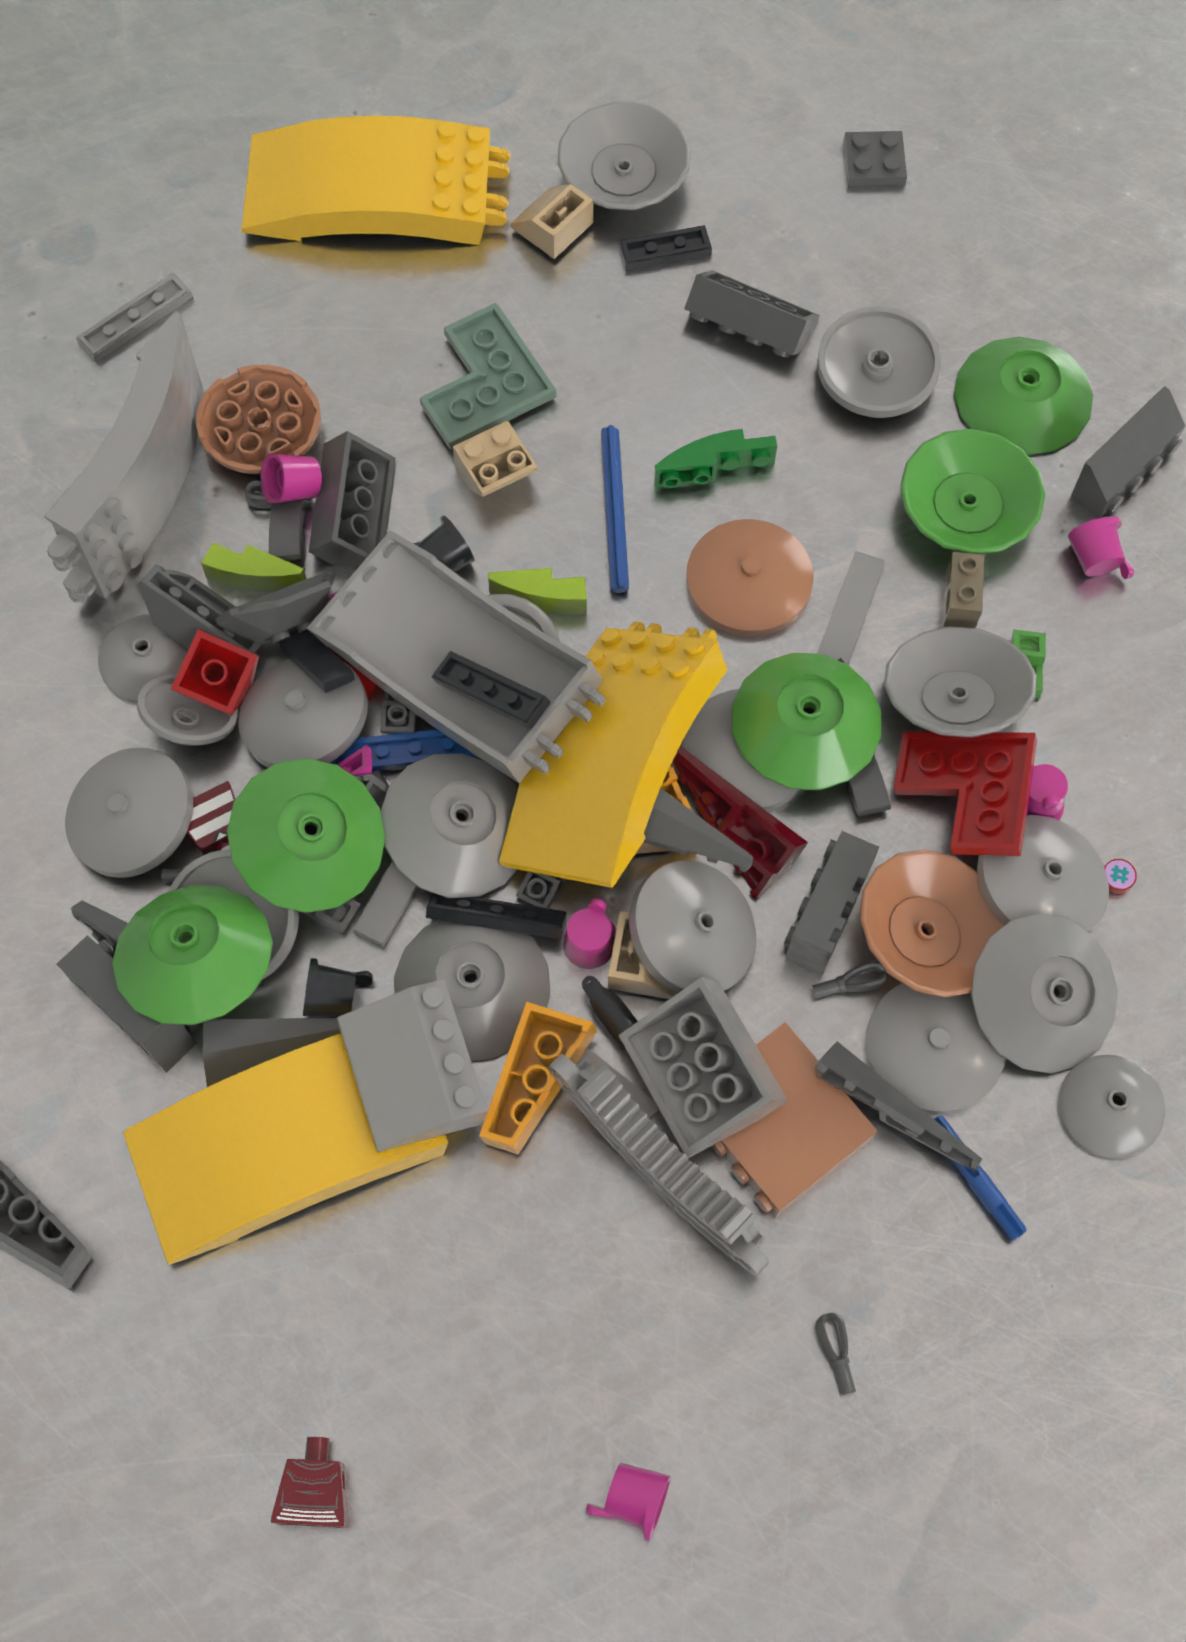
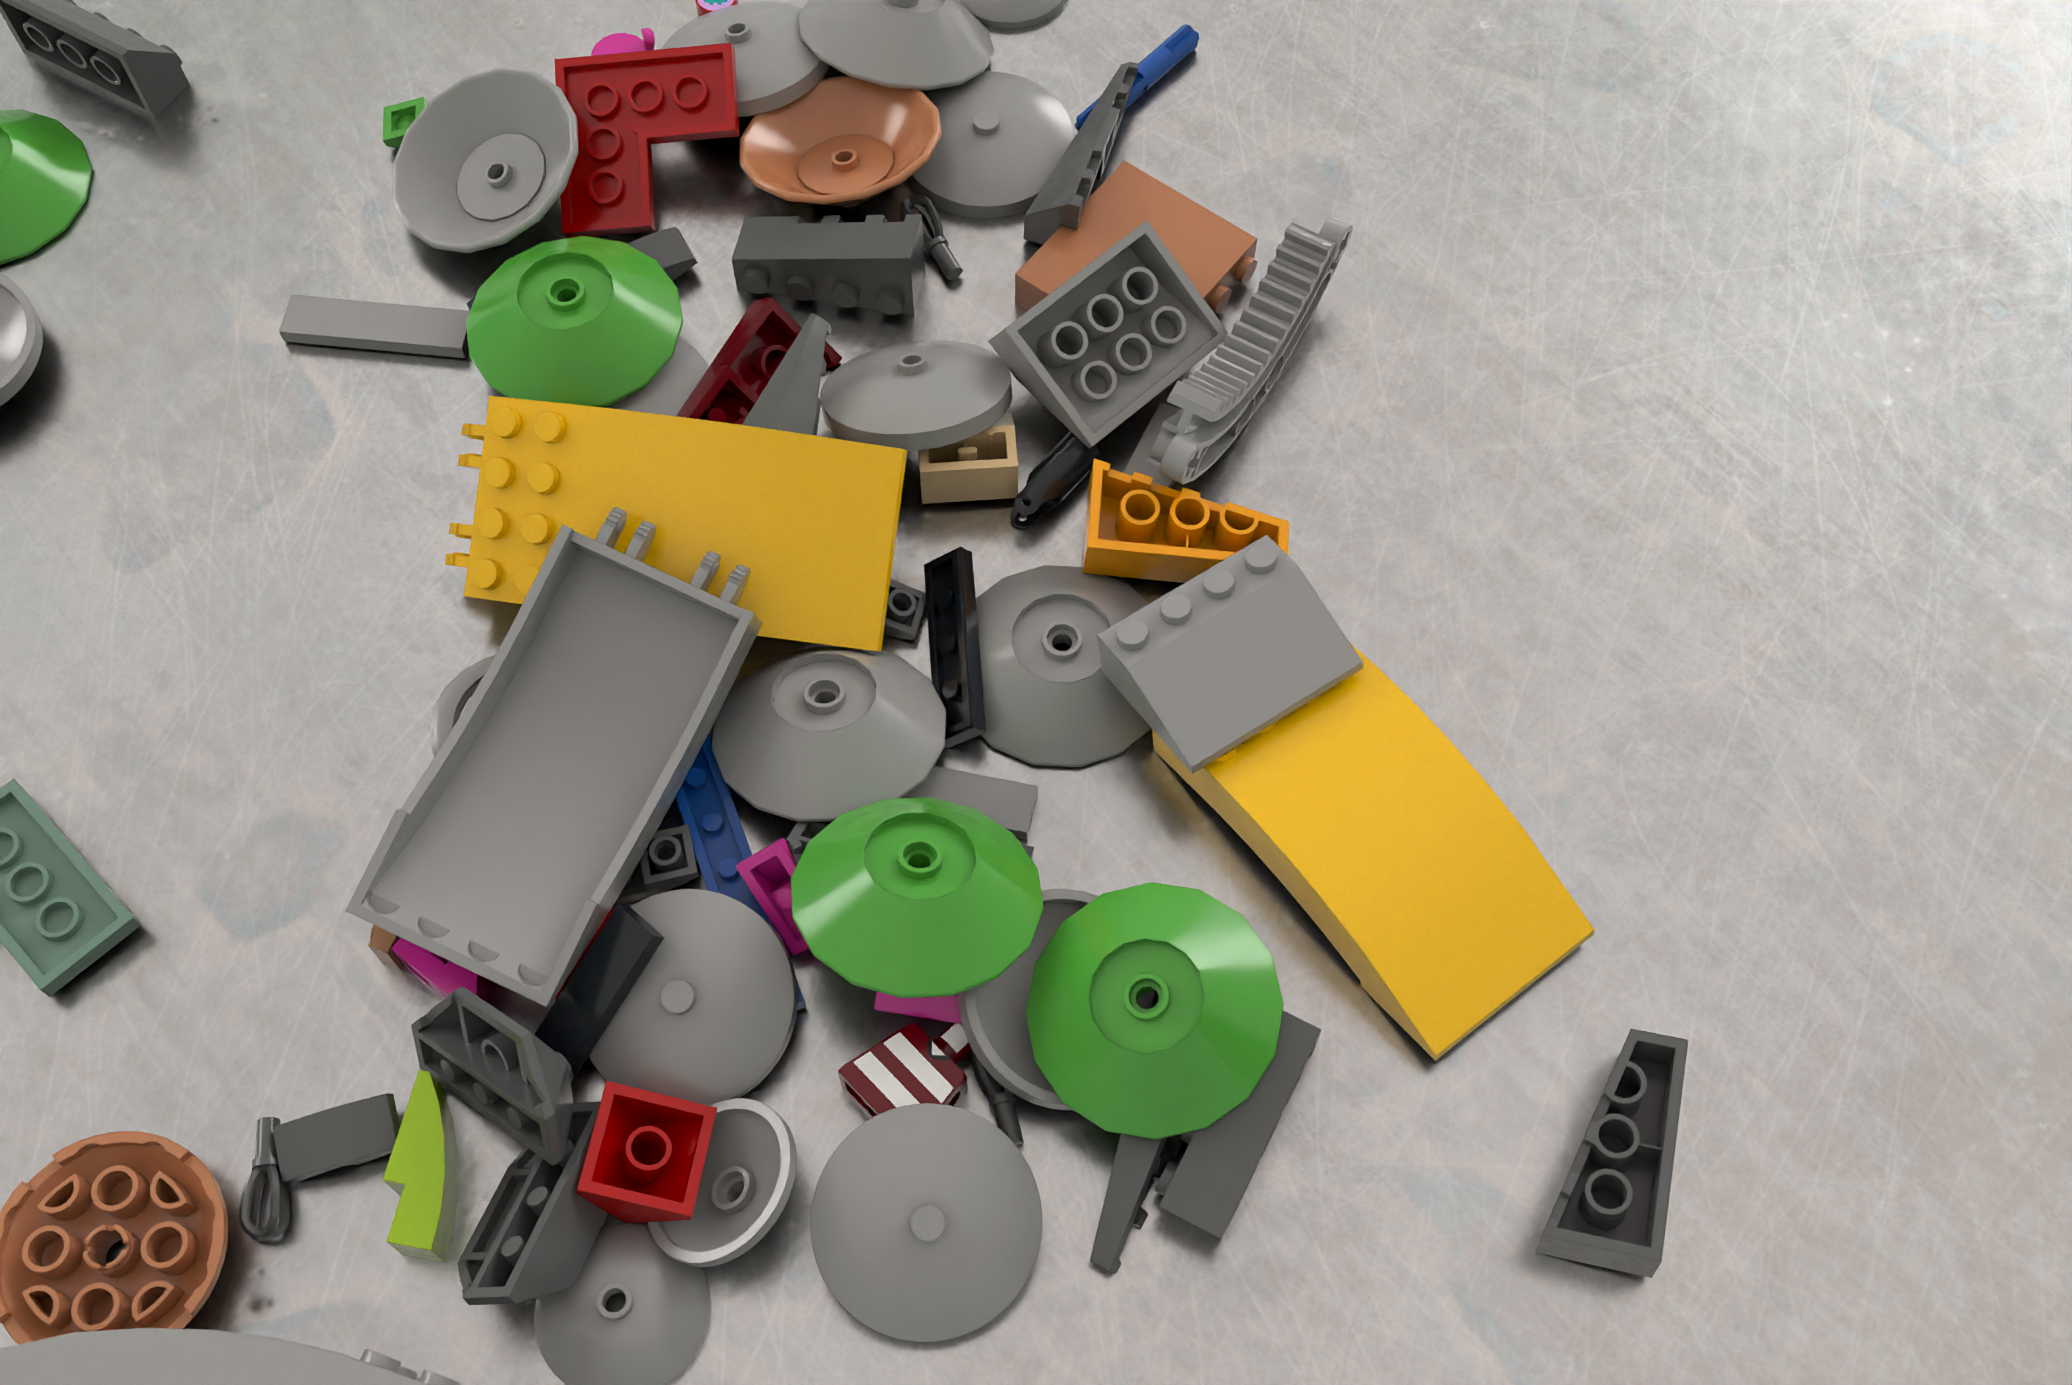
camera: 105 degrees left, 5 degrees down
(244, 1043) = (1228, 875): dark grey wedge -> none
(290, 478) = (239, 1145): dark pink hat -> none
(312, 1490) = (1793, 666): dark red torso -> none
(331, 990) = (1135, 829): black hat -> none
(352, 500) = (266, 1048): dark grey slope -> none
(448, 546) = (336, 863): black hat -> none
(491, 689) = (620, 683): black tile -> none
(493, 459) = (171, 831): tan slope -> none
(552, 595) = (404, 712): lime slope -> none
(590, 936) = (951, 517): dark pink hat -> none
(614, 509) = (233, 653): blue axle -> none
(635, 1498) = (1640, 320): dark pink hat -> none
(703, 457) = (132, 532): green slope -> none
(749, 577) = (337, 457): nougat dish -> none
(839, 1363) = (1399, 173): dark grey piece -> none
(964, 590) = (330, 195): dark tan brick -> none
(976, 469) = (170, 196): bright green dish -> none
(1100, 547) = (245, 59): dark pink hat -> none

